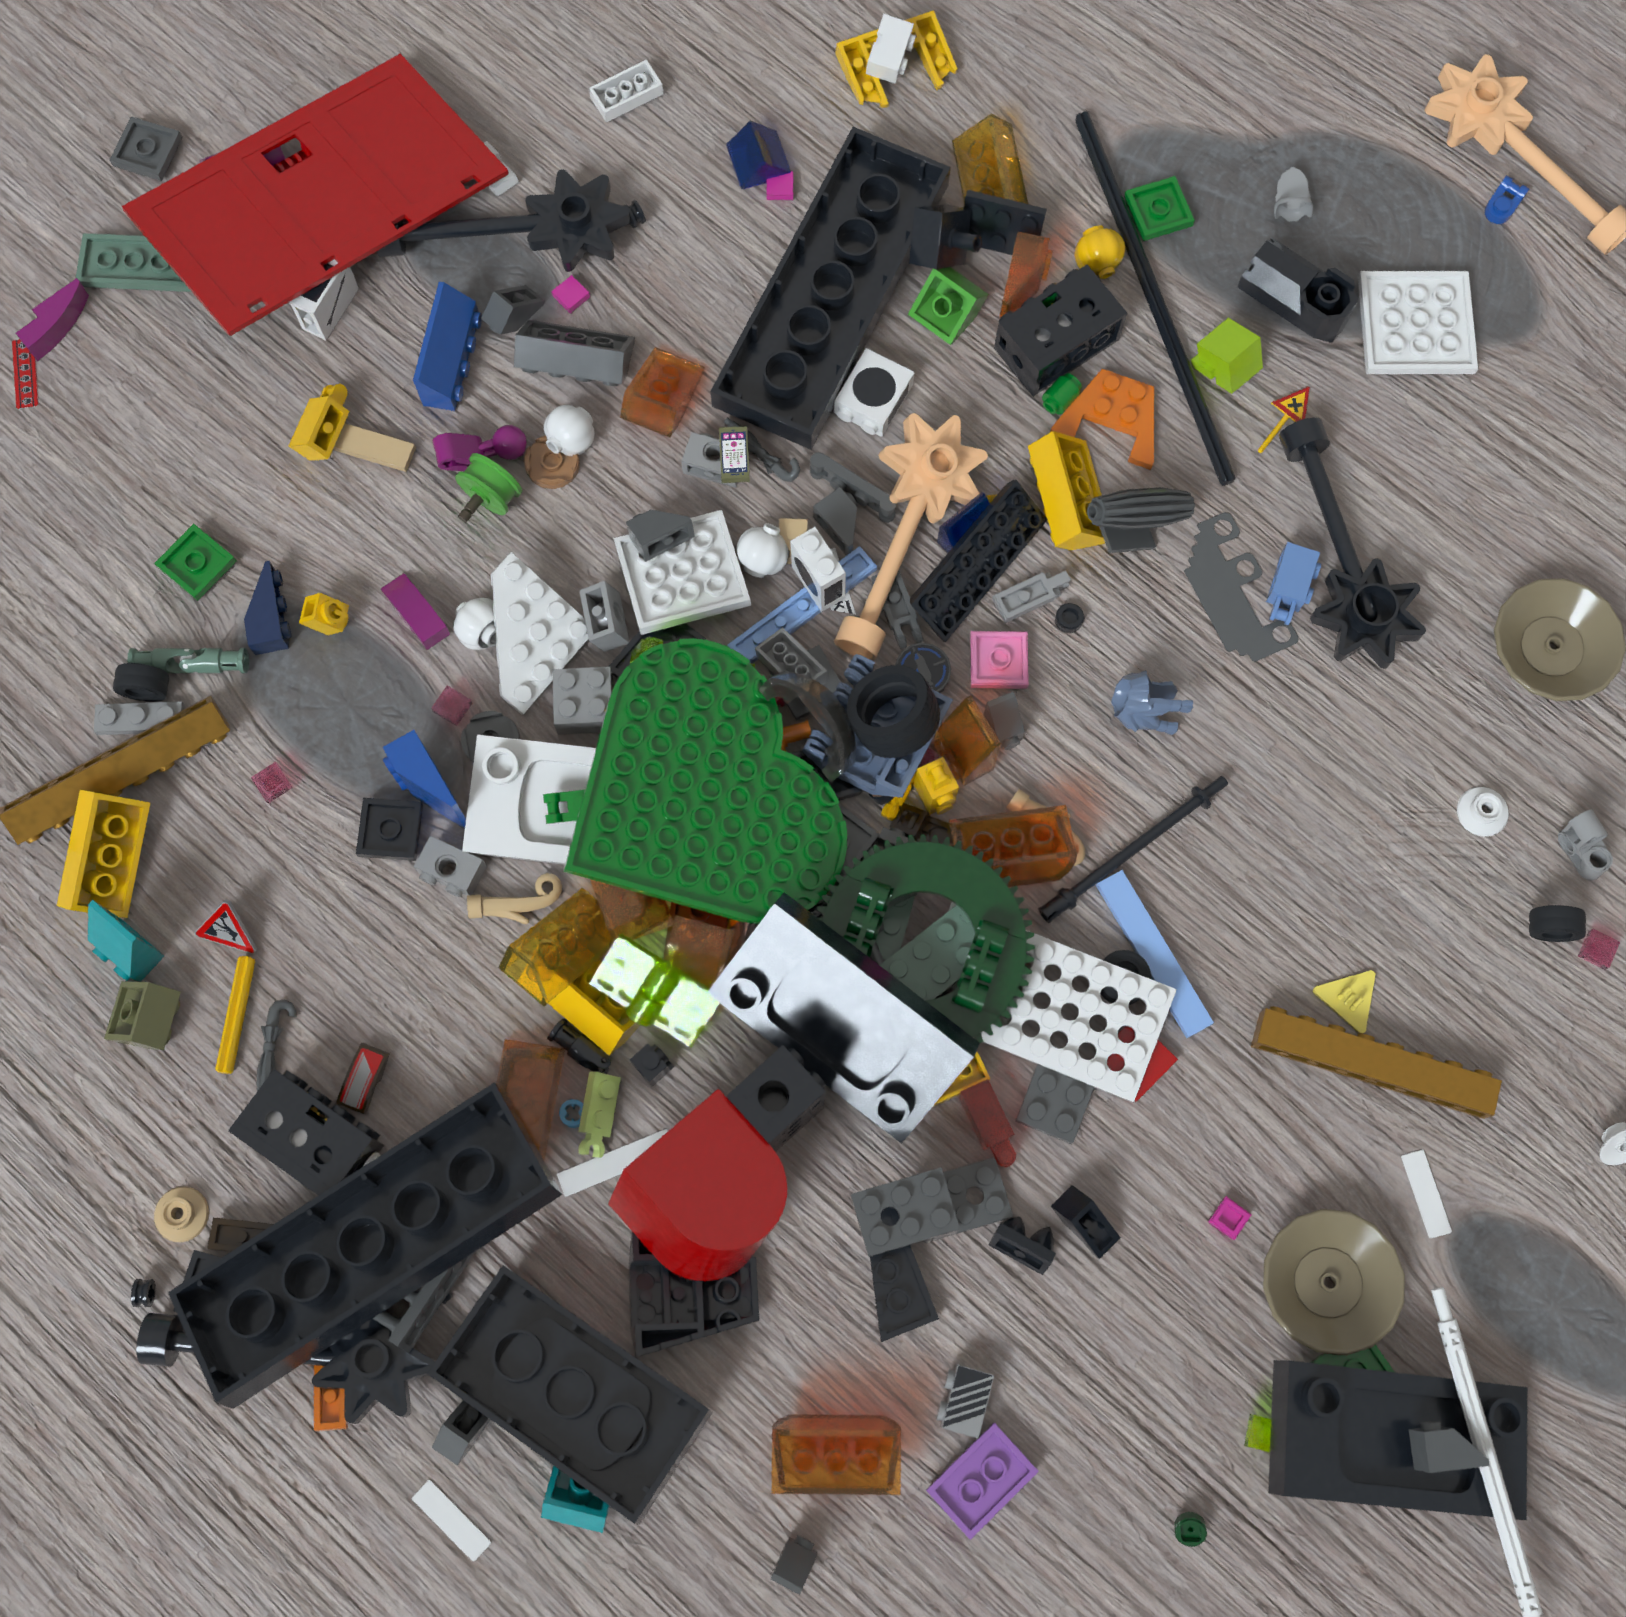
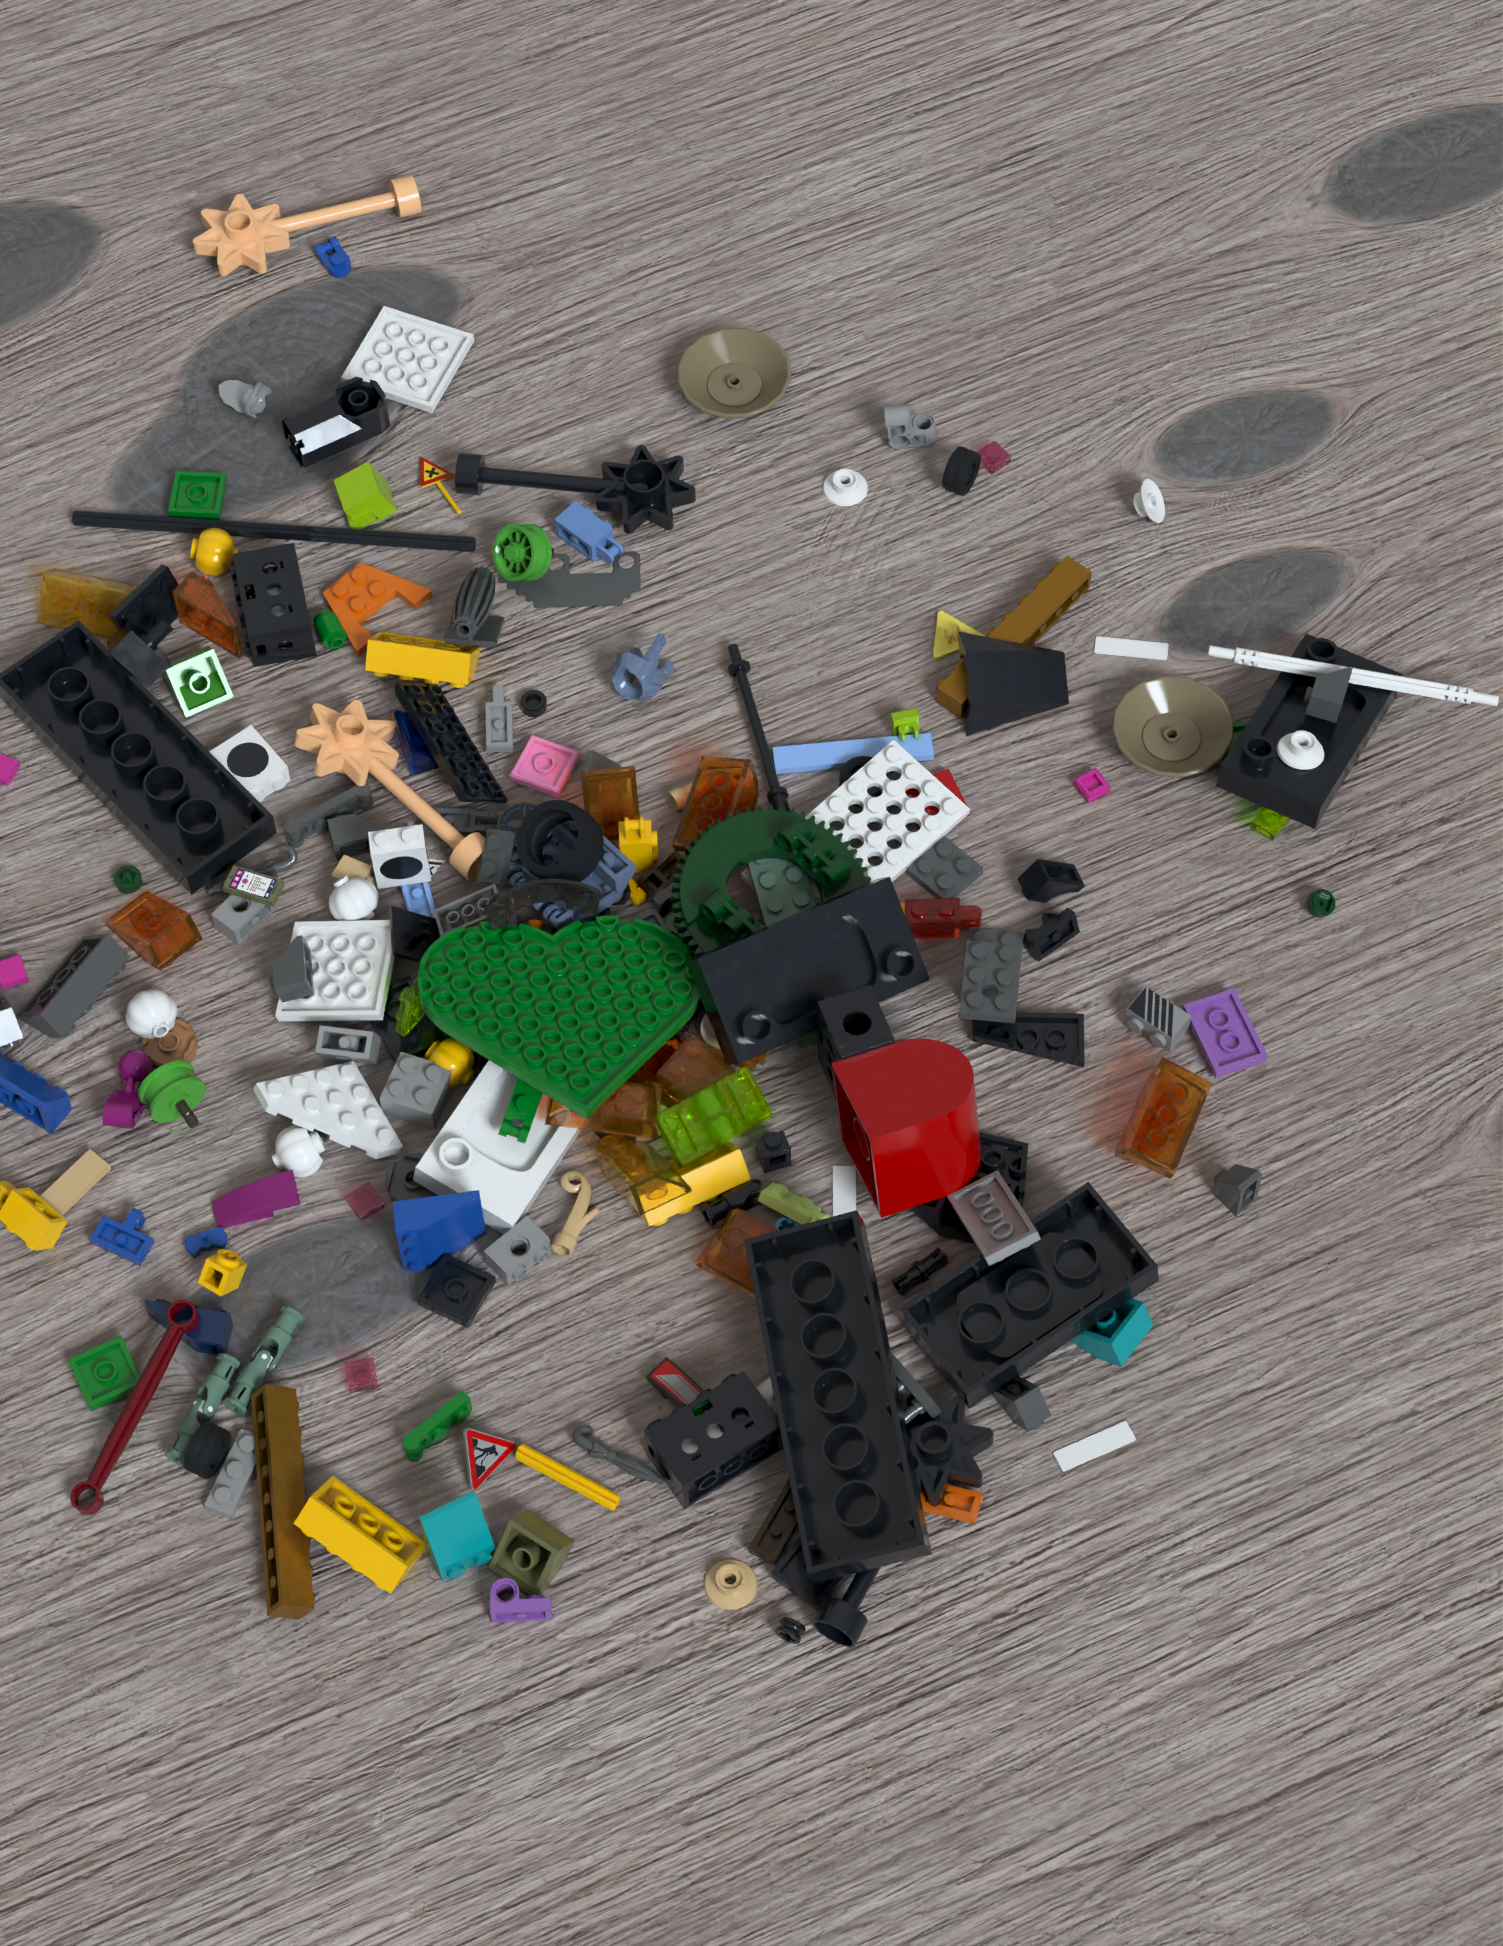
camera: 65 degrees left, 15 degrees down
(82, 1027) = (517, 1609): none -> medium lavender plate
(163, 601) = (135, 1407): none -> dark red piece
(236, 689) = (253, 1375): none -> sand green piece
(239, 873) = (437, 1426): none -> green plate
(333, 514) = (124, 1238): none -> blue plate
(362, 586) = (206, 1241): none -> blue piece
(577, 1264) = (920, 1271): none -> black pin
(634, 1323) = (993, 1218): none -> light grey plate
(709, 346) = (128, 879): none -> dark green tile
(742, 621) = (411, 933): none -> black piece
(855, 659) = (496, 857): none -> dark grey plate
(1210, 993) = (905, 723): none -> lime tile
(1230, 529) = (522, 552): none -> bright green wheel
(1313, 1080) = (1009, 681): none -> black wedge
(1340, 1440) = (1300, 750): none -> white piece

